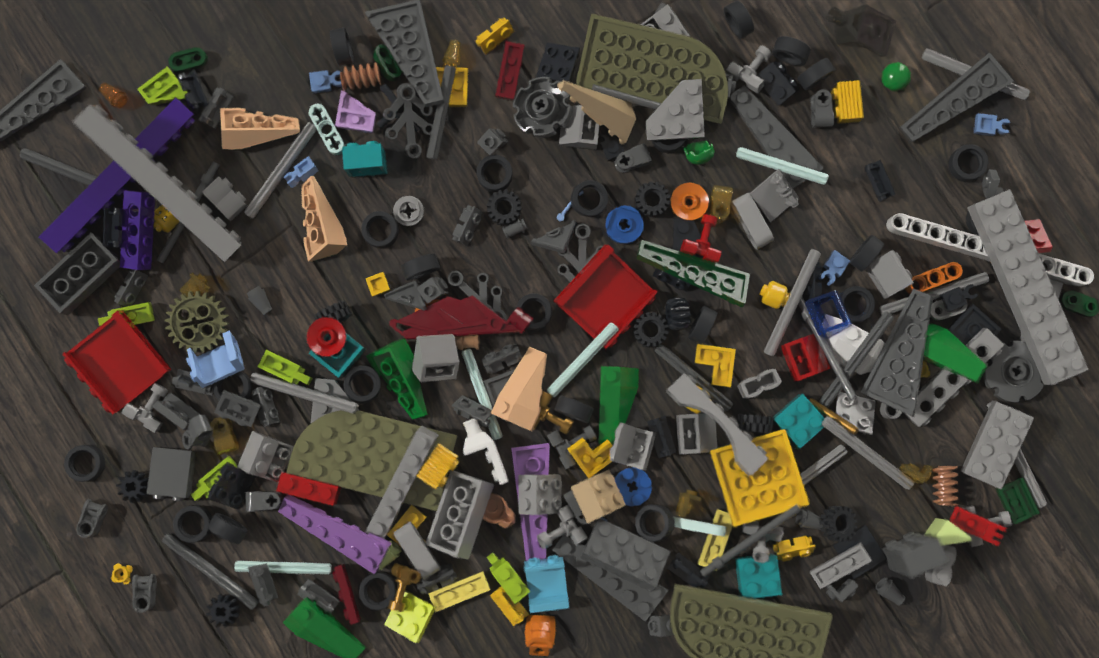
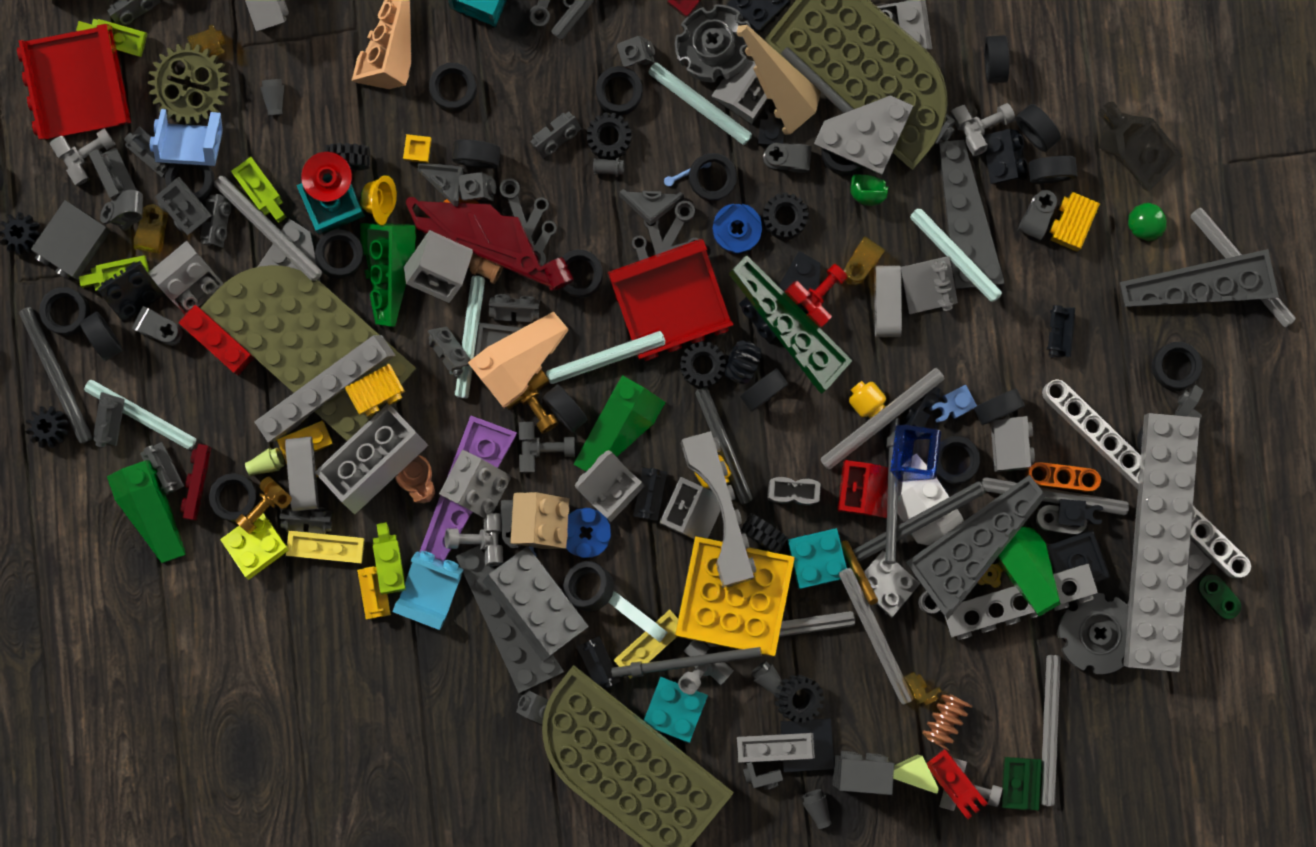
camera: 25 degrees right, 0 degrees up
(360, 547) = (240, 437): medium lavender wing -> none
(370, 332) = (379, 198): none -> yellow piece
(401, 206) = (491, 72): light grey gear -> none
(480, 440) = (439, 388): white plate -> none
(540, 633) = (392, 642): orange piece -> none
(553, 153) = (700, 103): none -> light aqua axle
(589, 460) = (551, 476): yellow plate -> none
(683, 504) = (633, 584): clear yellow bracket -> none
(691, 192) = (830, 228): orange dish -> none
(722, 361) = (765, 440): yellow plate -> none
(801, 547) = (721, 699): yellow hinge -> none
(943, 573) = (887, 812): light grey brick -> none
(988, 124) = (1224, 333): medium blue plate -> none
(997, 444) = (1030, 704): light grey brick -> none
(1038, 236) = (1208, 490): plate -> none

